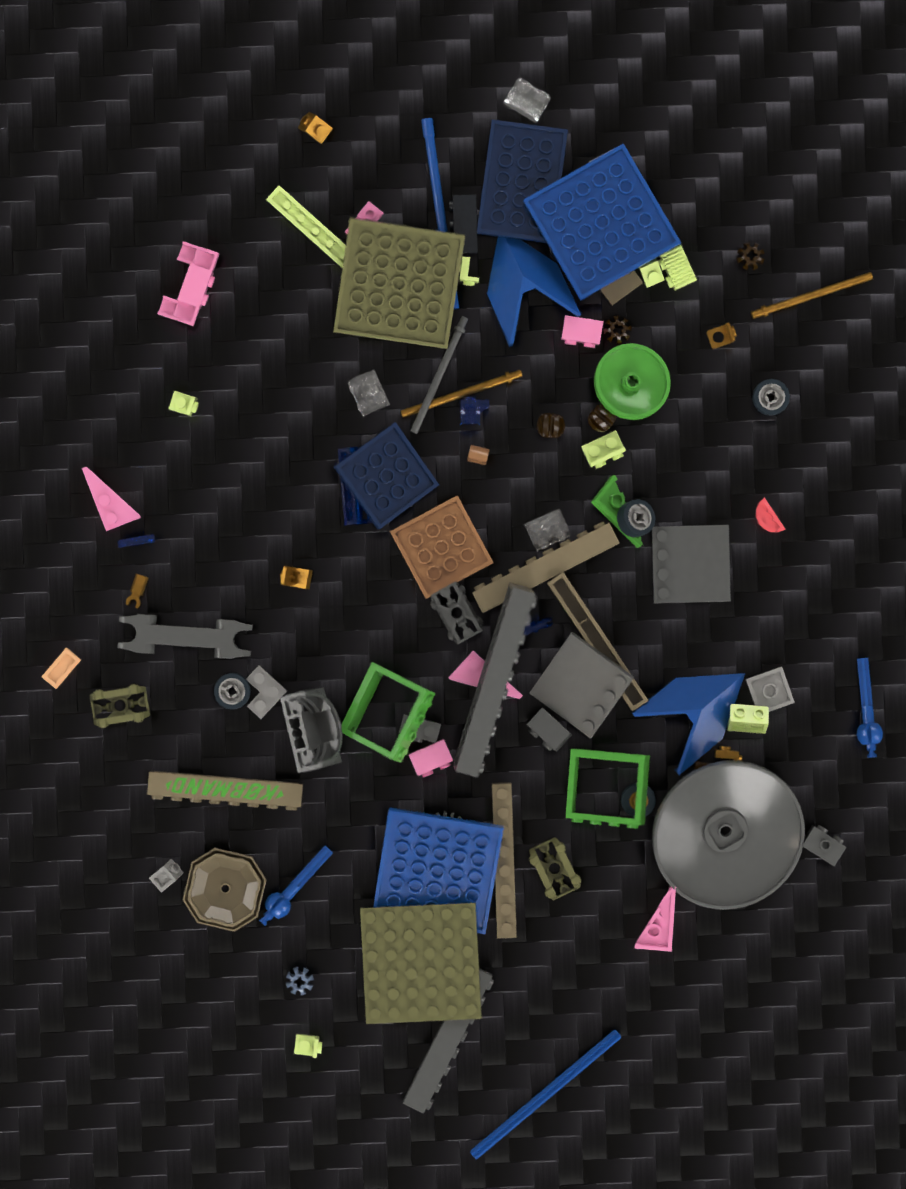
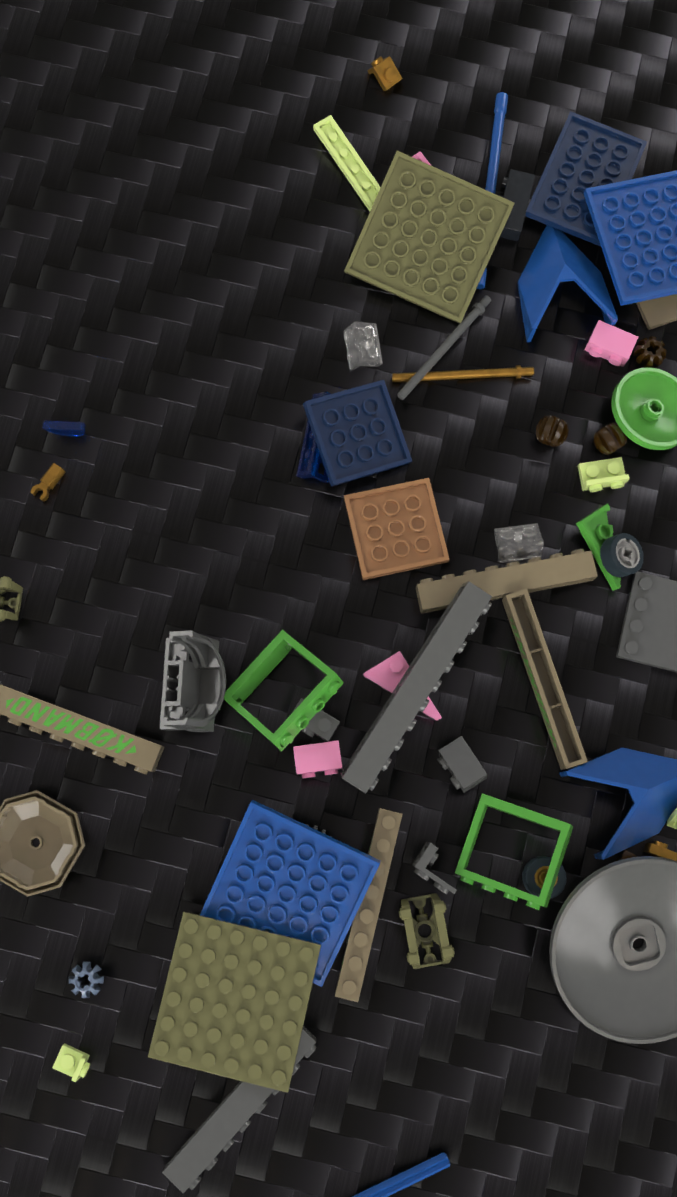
camera: 20 degrees right, 10 degrees down
(111, 507) = (50, 388): bright pink wing -> none
(150, 634) = (46, 531): dark grey piece -> none
(183, 403) = (162, 303): yellowish green bracket -> none
(194, 287) = (211, 187): bright pink bracket -> none
(222, 694) = (114, 630): wheel -> none
(269, 691) = (157, 631): light grey plate -> none
(278, 903) = (91, 879): blue piece -> none
(296, 577) = (226, 515): pearl gold bracket -> none
(464, 268) = (500, 258): yellowish green bracket -> none
(467, 609) = (381, 606): dark grey piece -> none
(472, 409) = (470, 391): clear blue brick -> none
(478, 455) = (463, 442): medium nougat brick -> none
(527, 100) = (613, 102): clear bracket -> none
(538, 625) = (476, 644): clear blue piece -> none
(540, 811) = (426, 857): none -> dark grey bracket
(581, 685) = (514, 723): dark grey plate -> none
(659, 929) = (530, 1042): bright pink wing -> none

